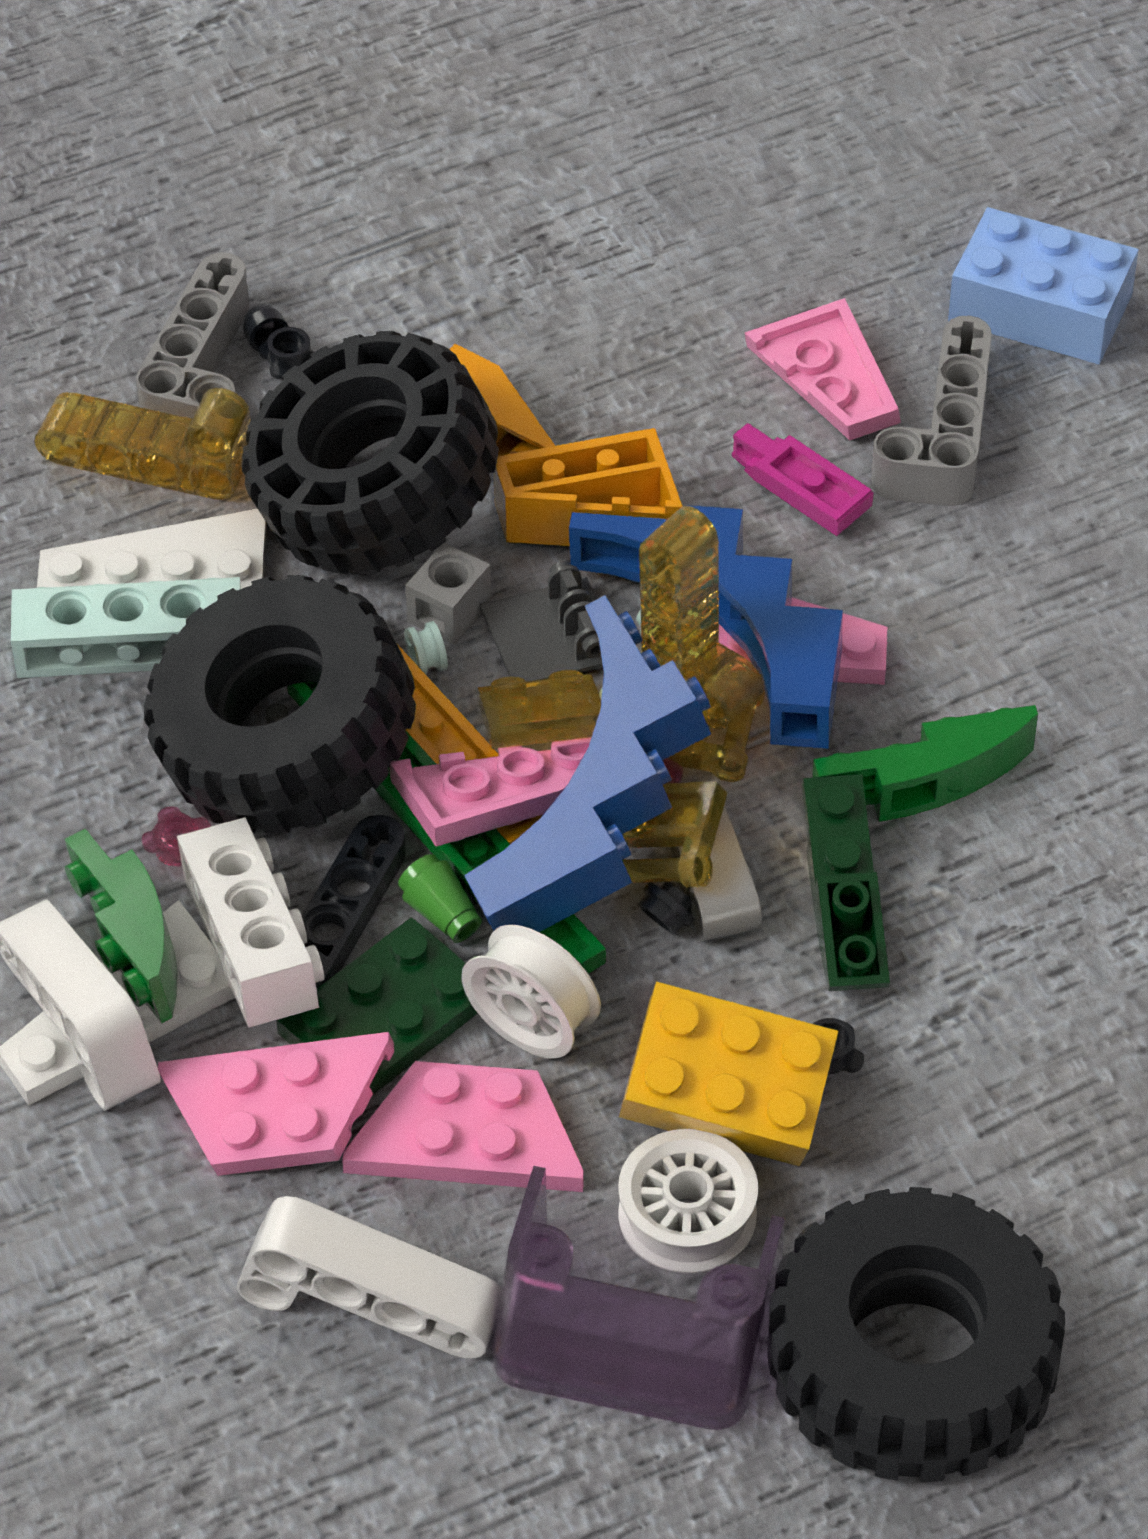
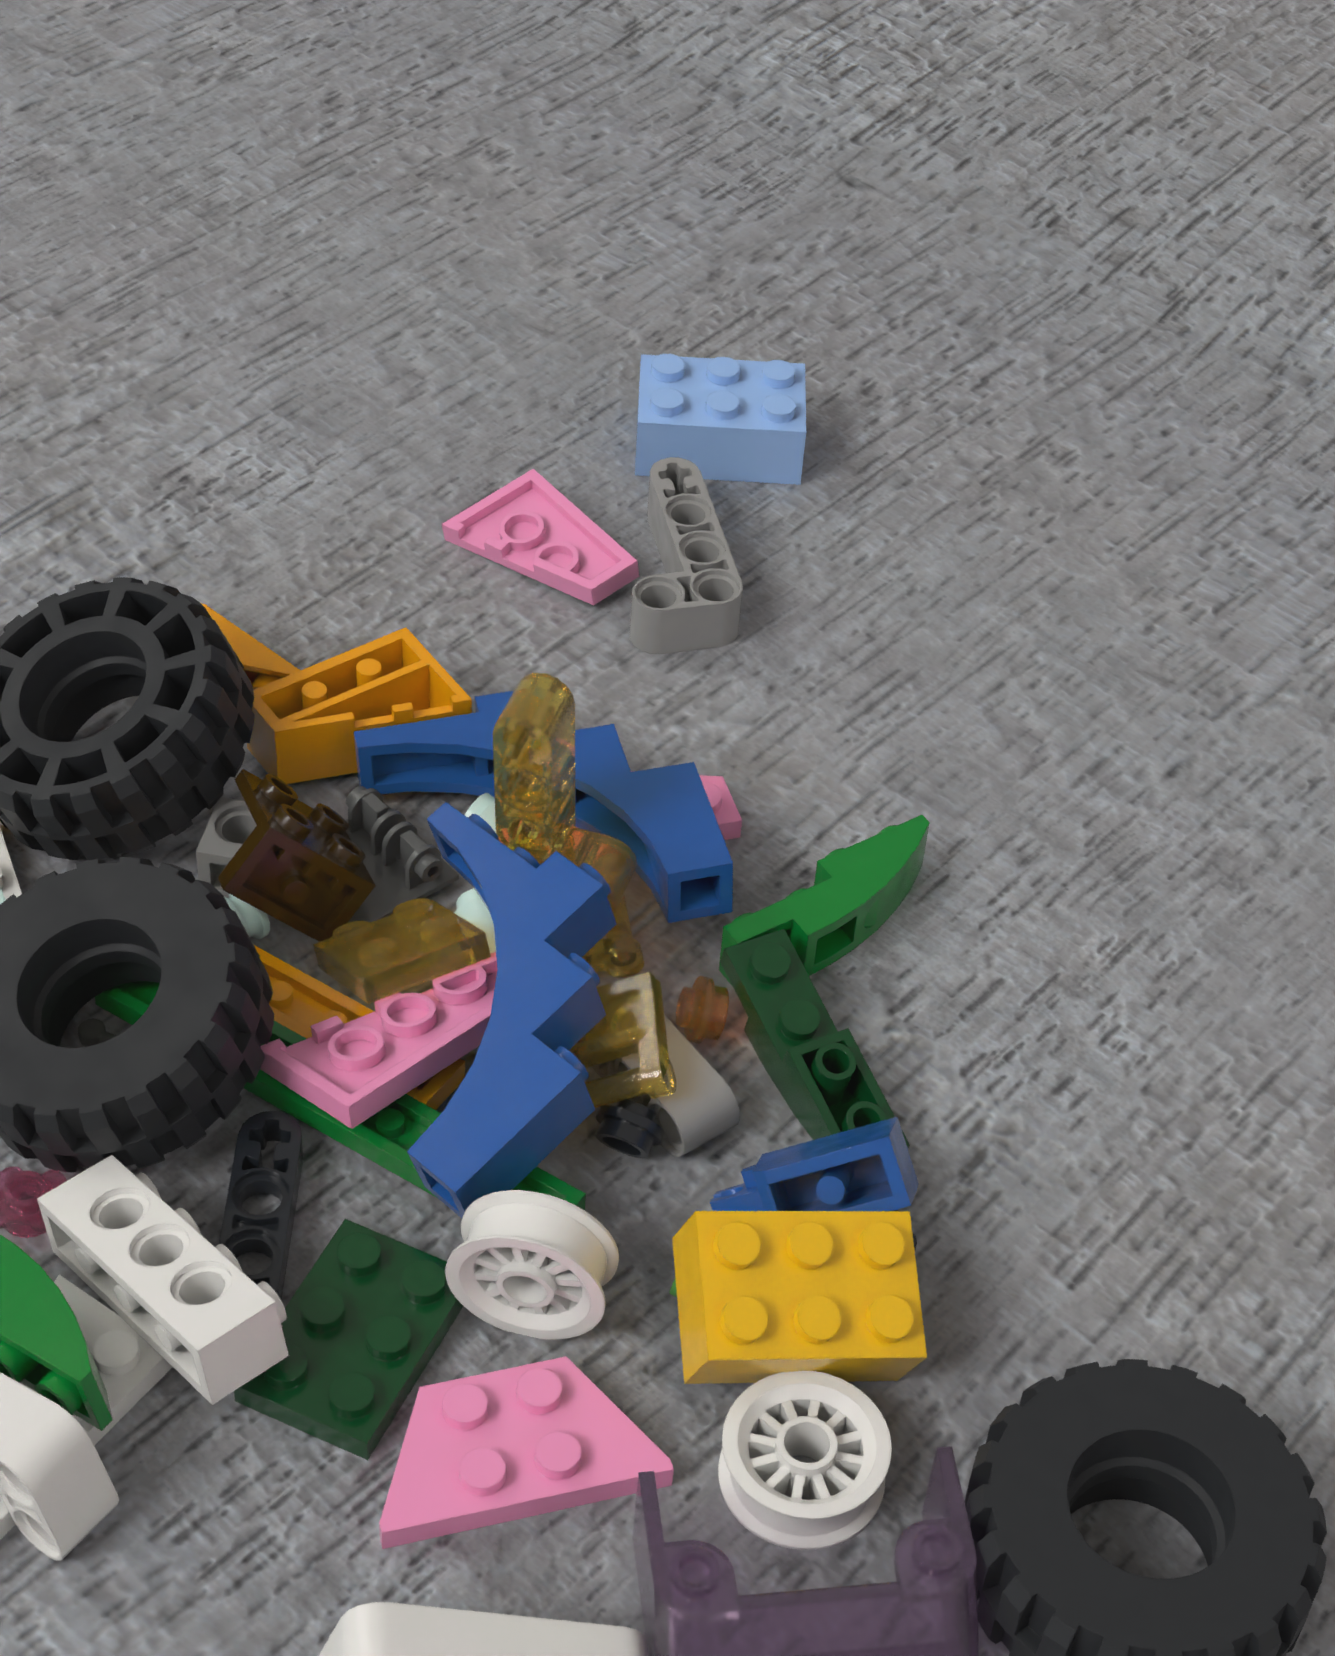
camera: 25 degrees left, 5 degrees down
(277, 1101) = (273, 1487): bright pink wing -> none
(439, 897) = (369, 1188): bright green cone -> none
(483, 611) = (296, 860): none -> dark brown bracket
(772, 825) = (702, 1010): none -> clear orange plate
(802, 478) = (564, 650): dark pink hinge -> none
(809, 988) = (838, 1172): none -> blue hinge

